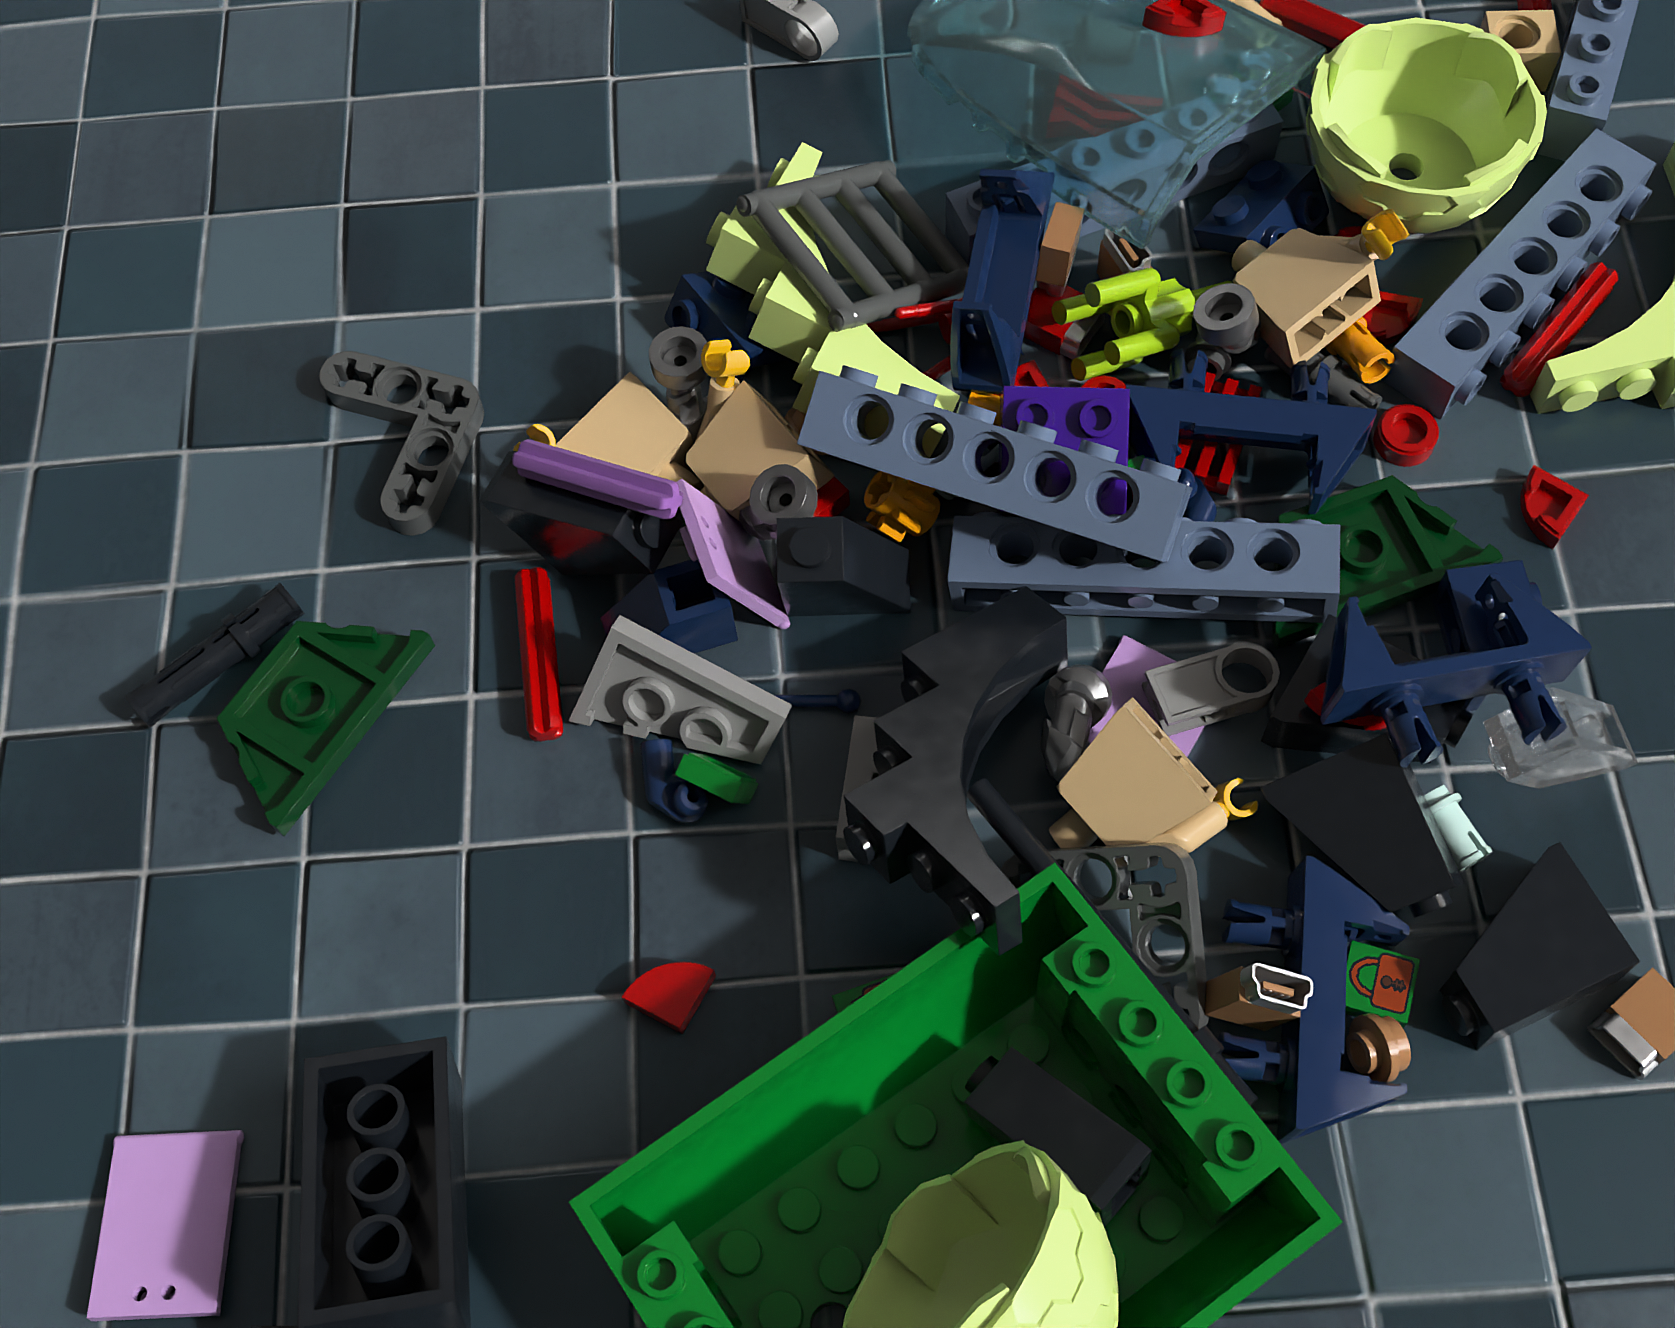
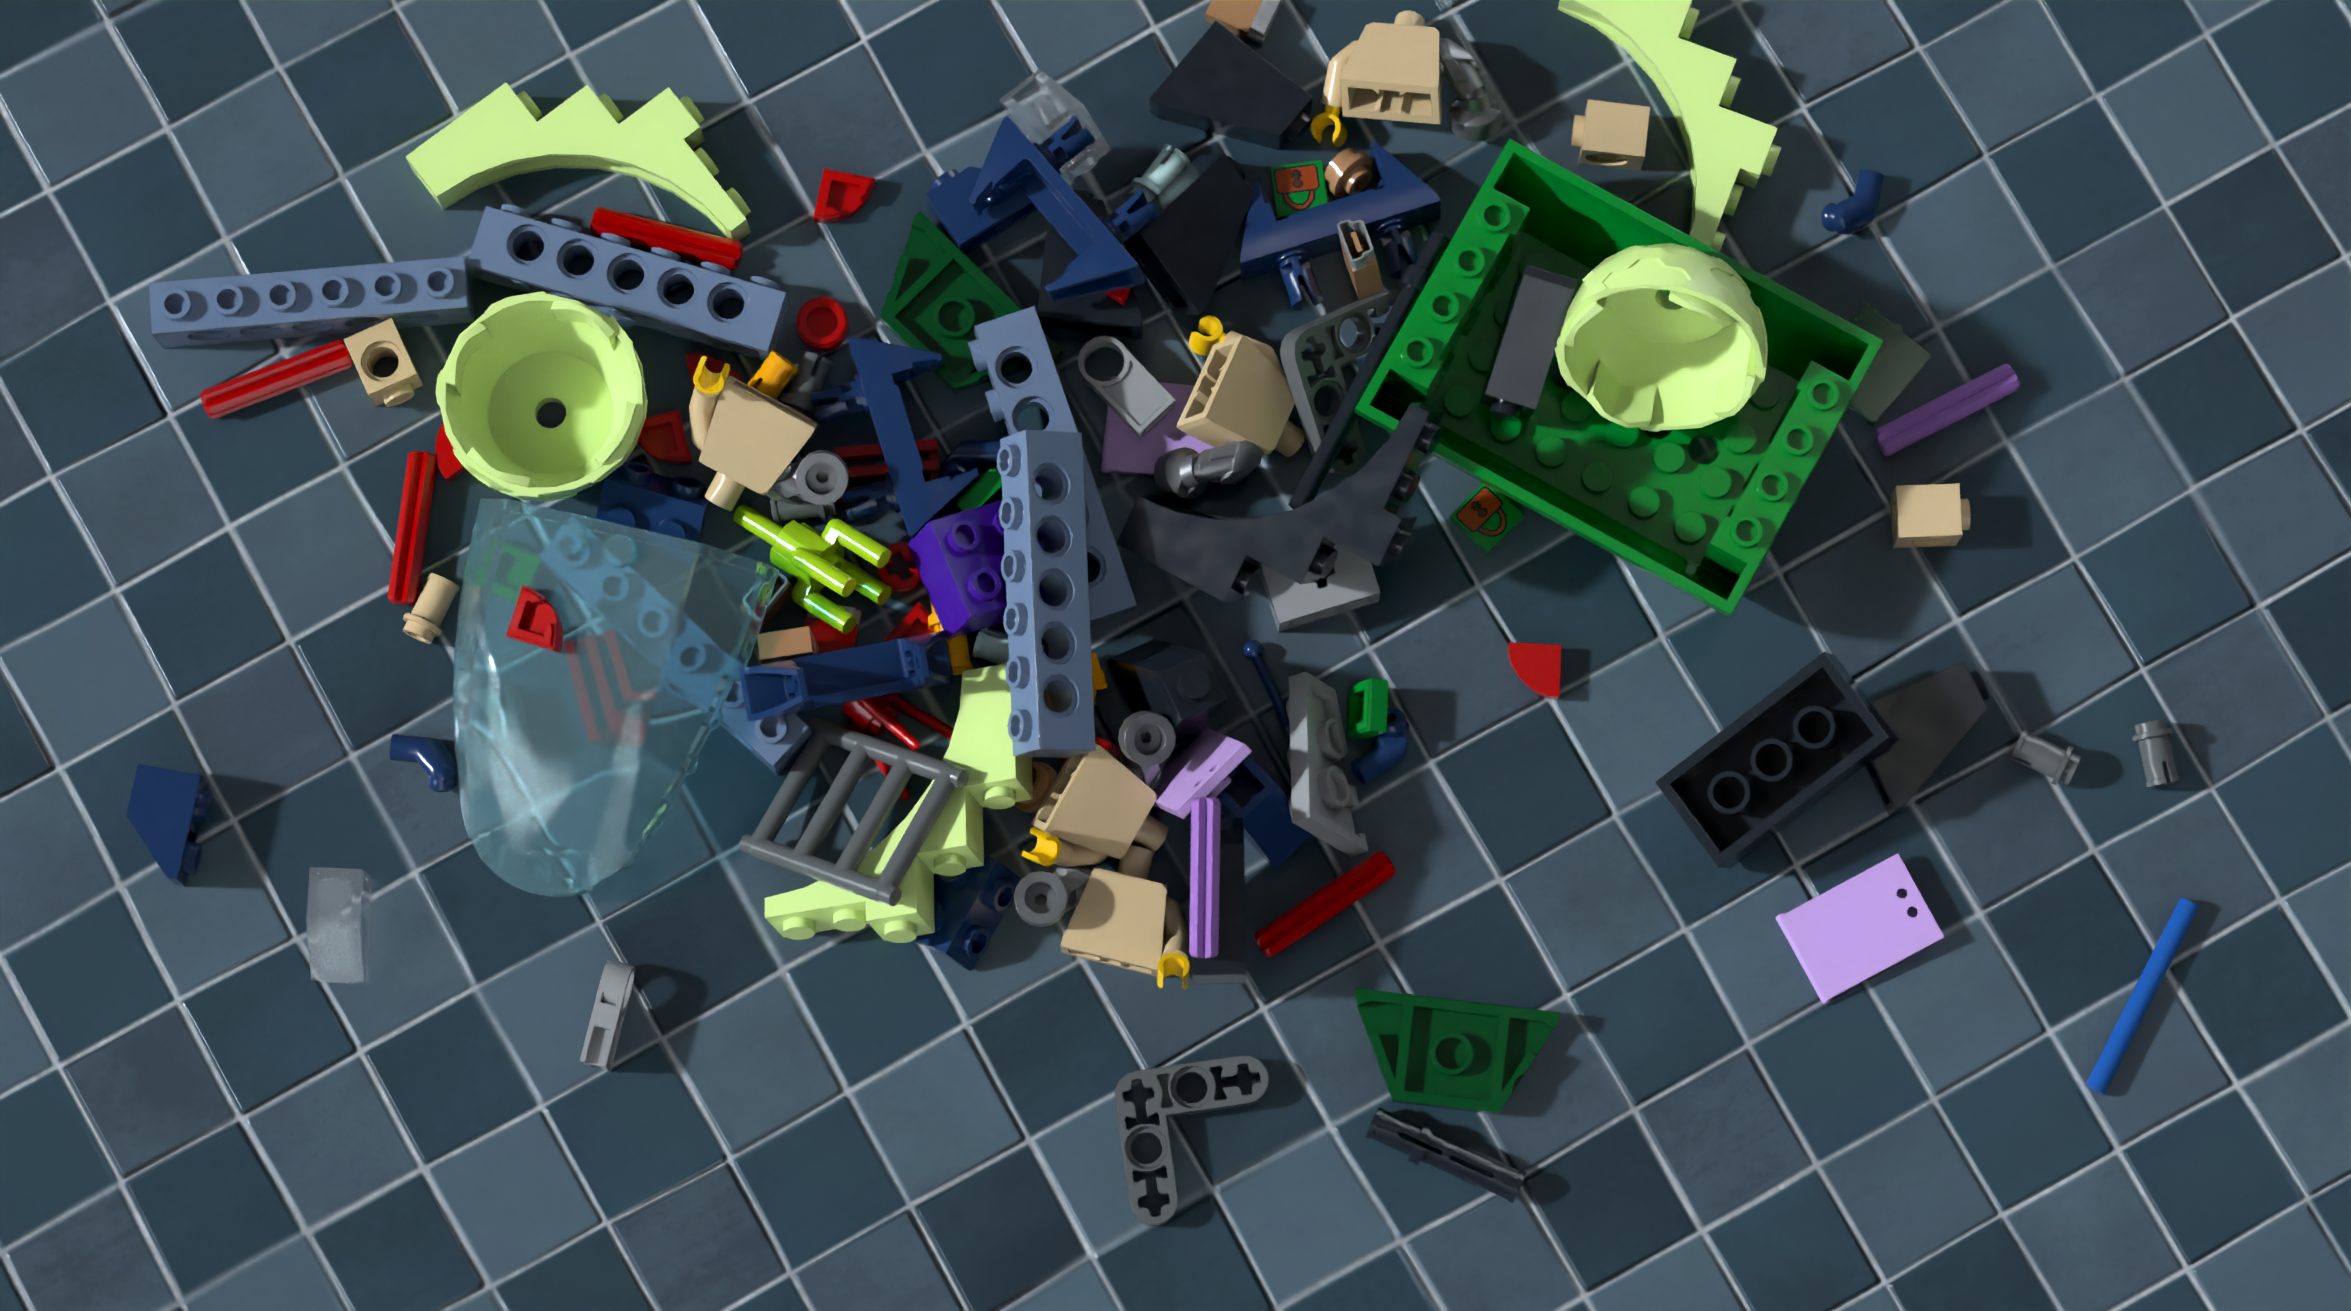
camera: 120 degrees left, 15 degrees up
(1483, 1157) = (1398, 77): none -> tan torso

